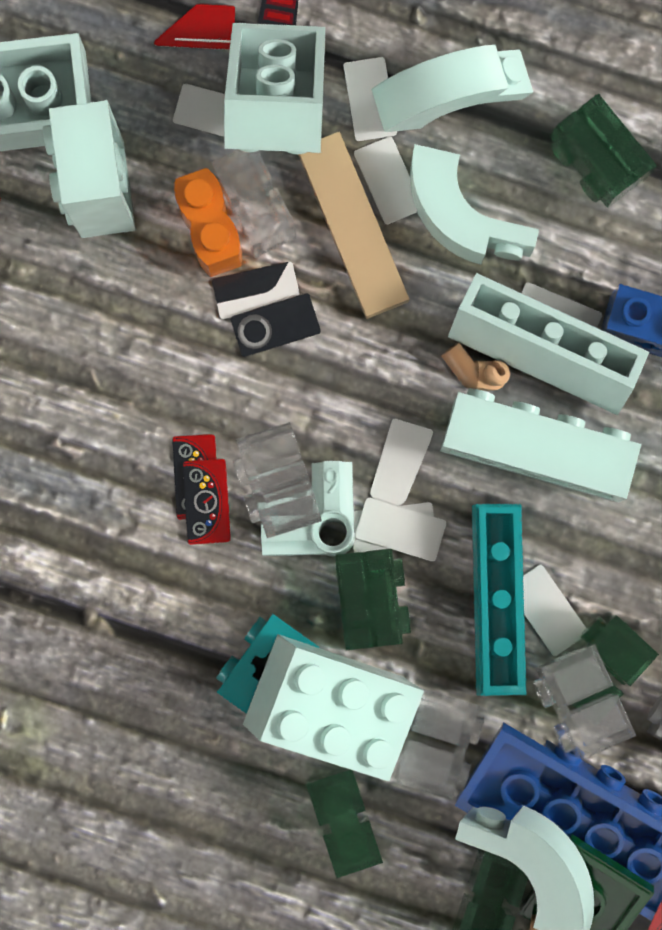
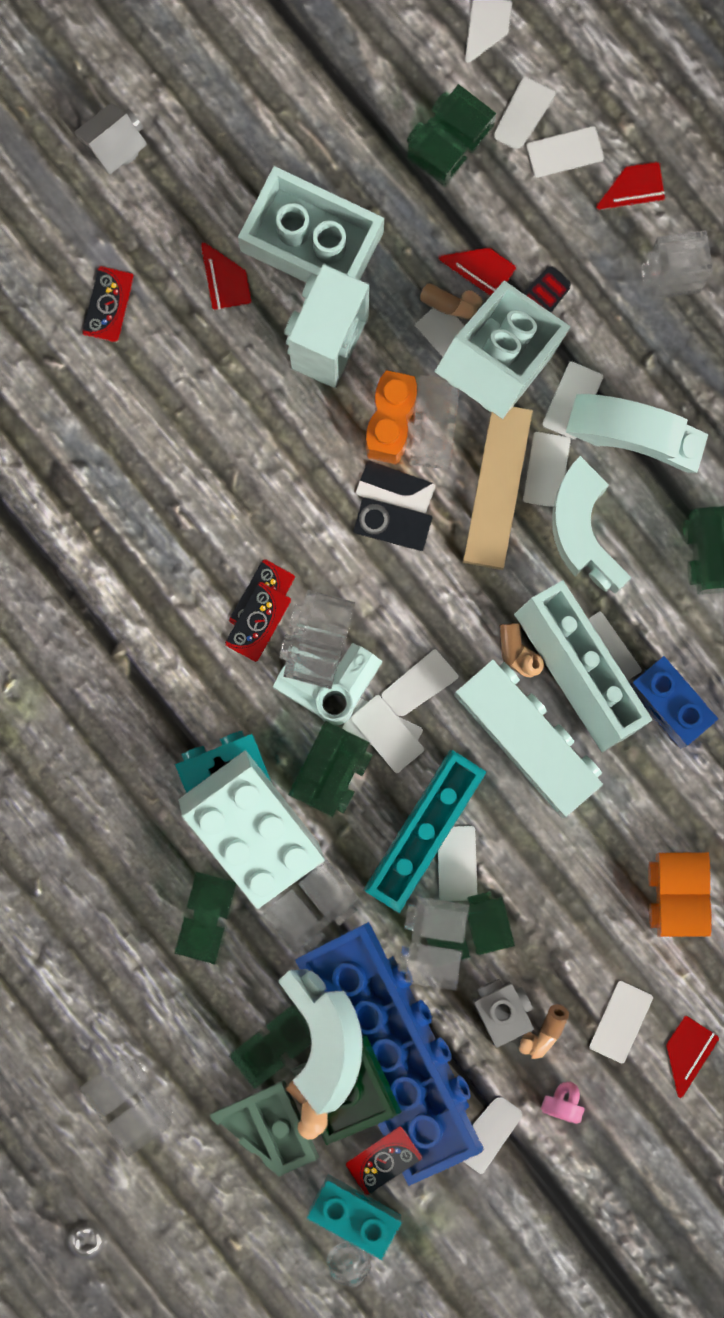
camera: 35 degrees right, 0 degrees up
(193, 80) = (450, 304): none -> arm

